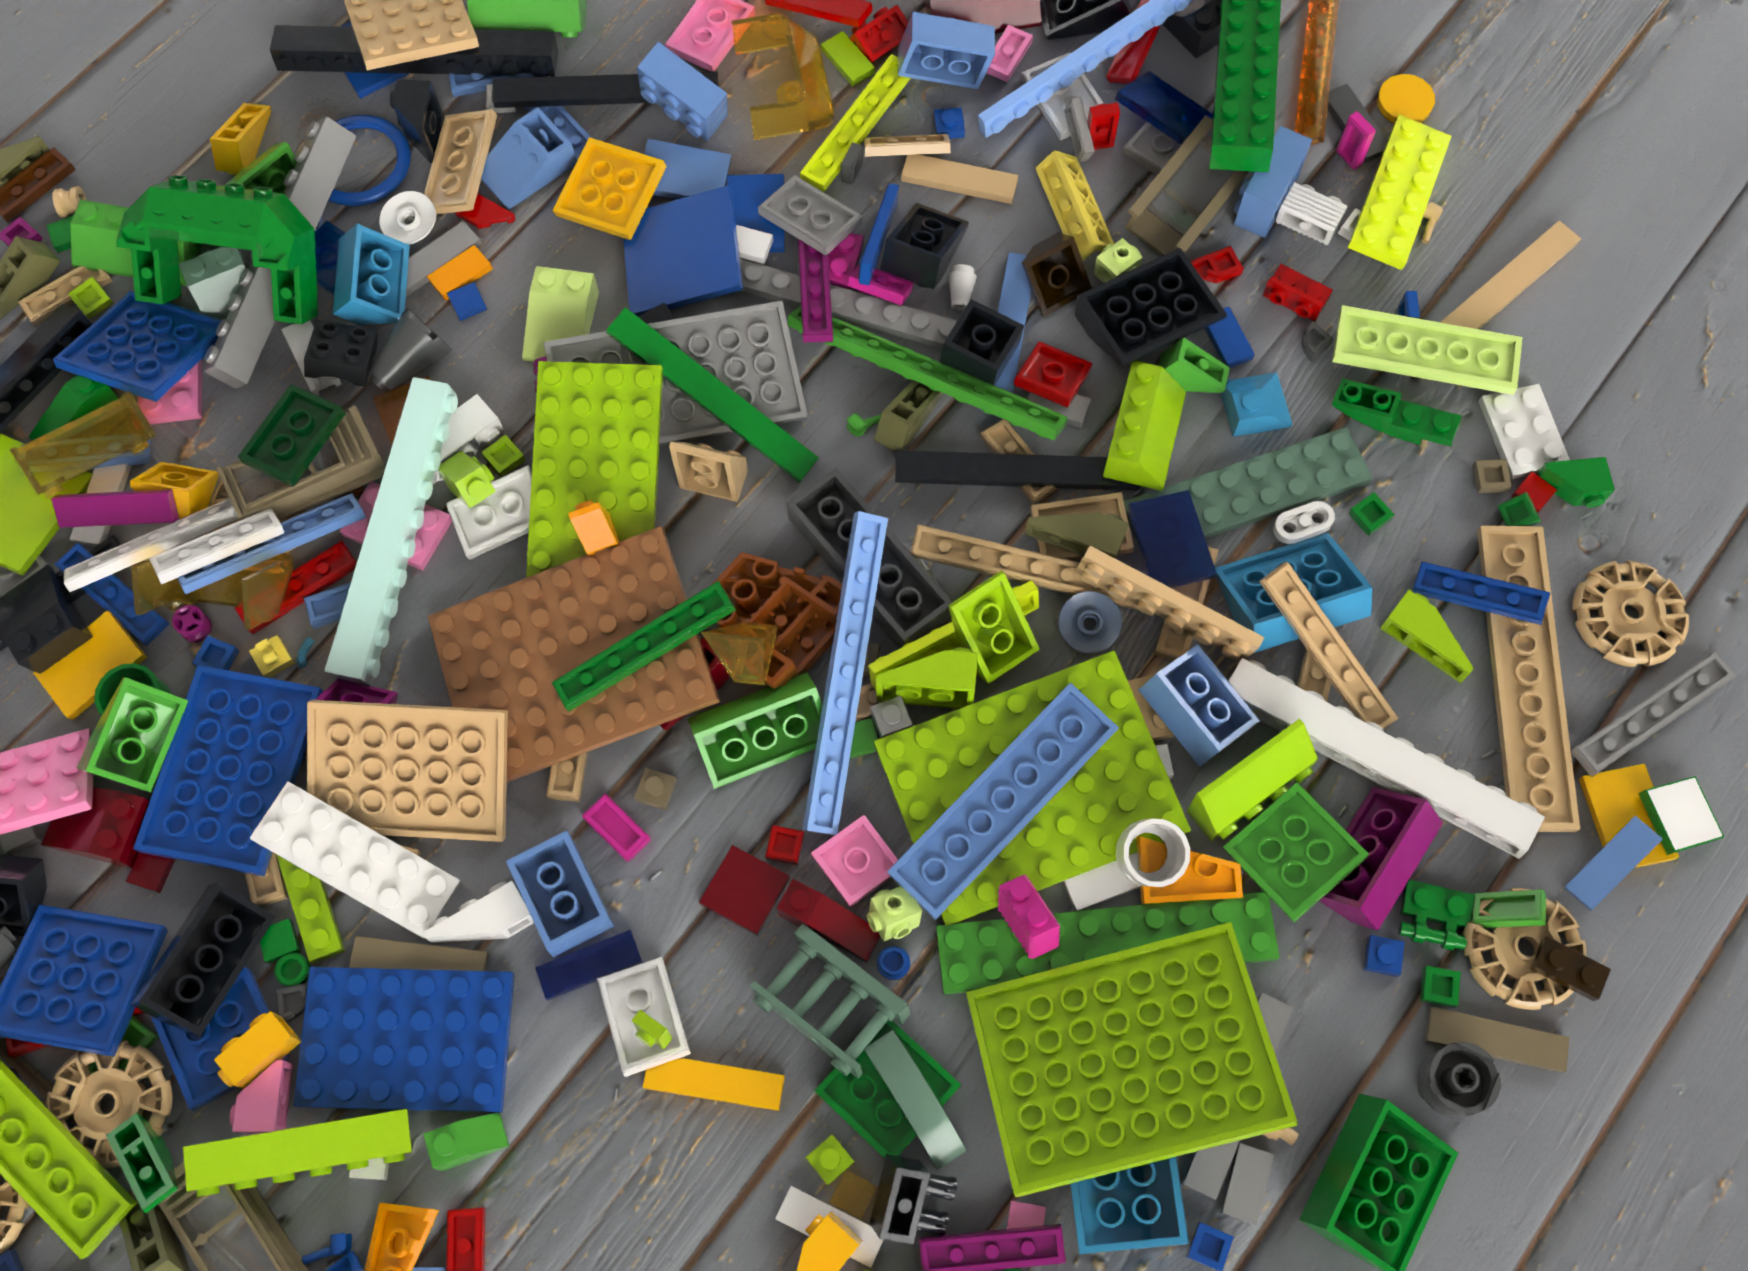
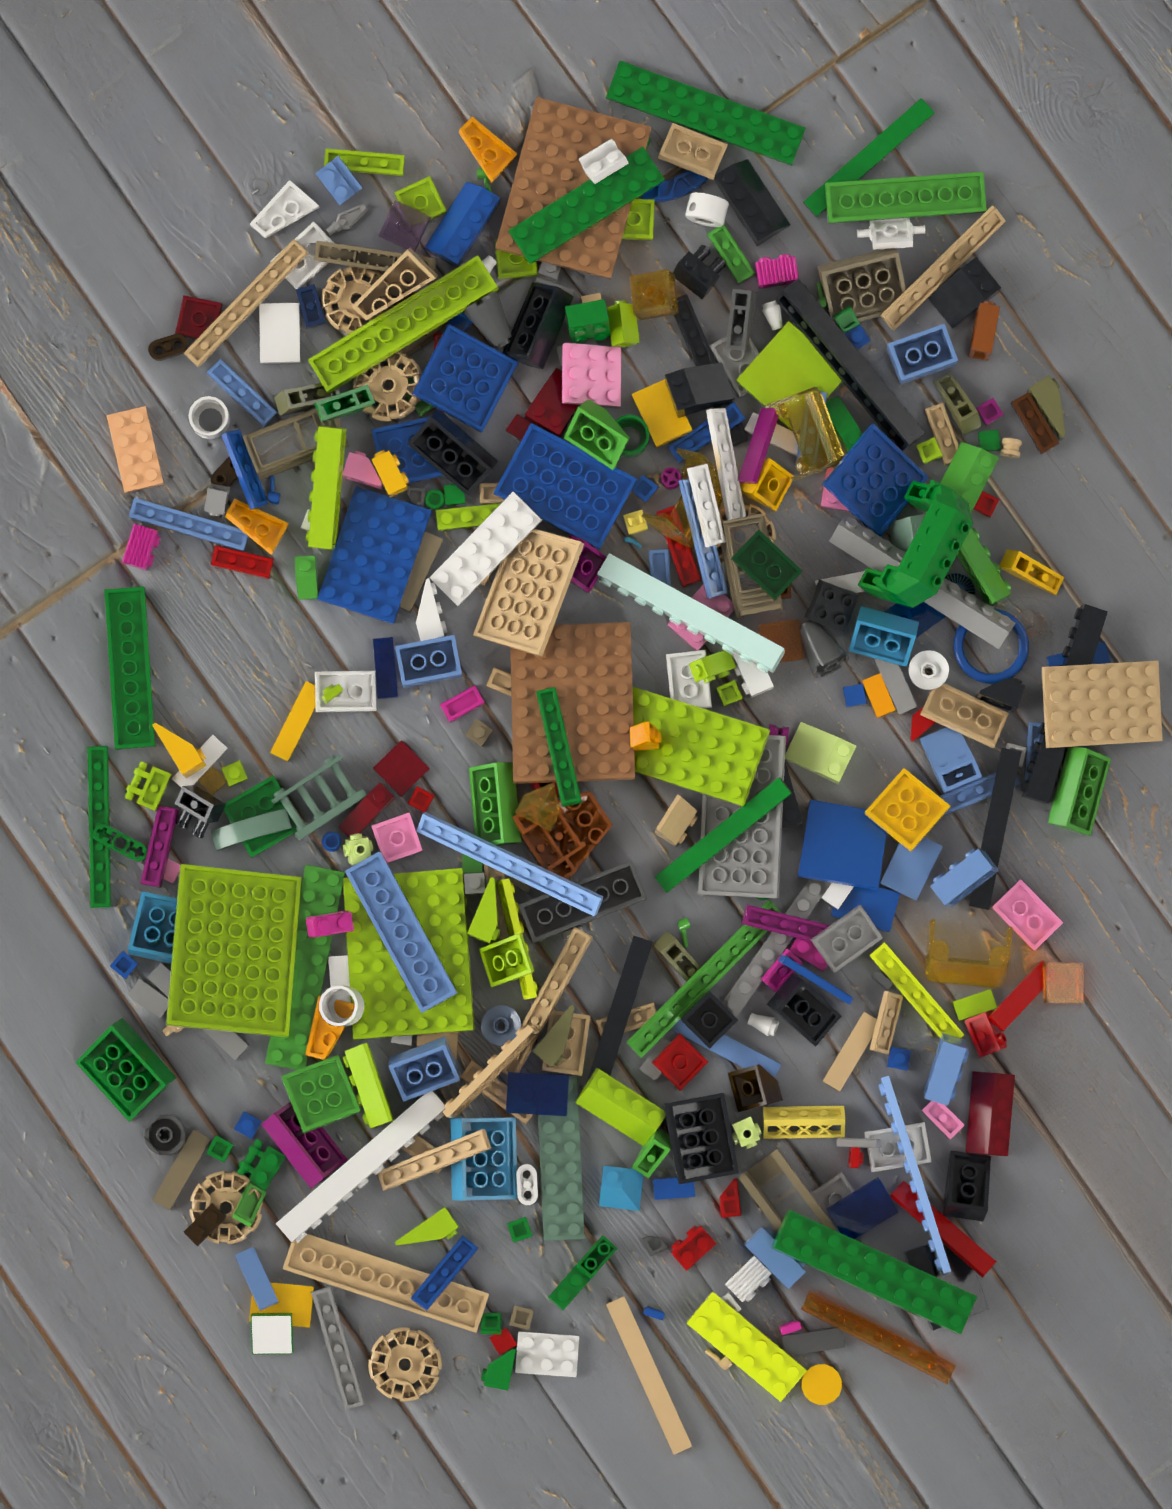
camera: 105 degrees right, 15 degrees up
(1428, 349) = (619, 1310): yellowish green plate -> none

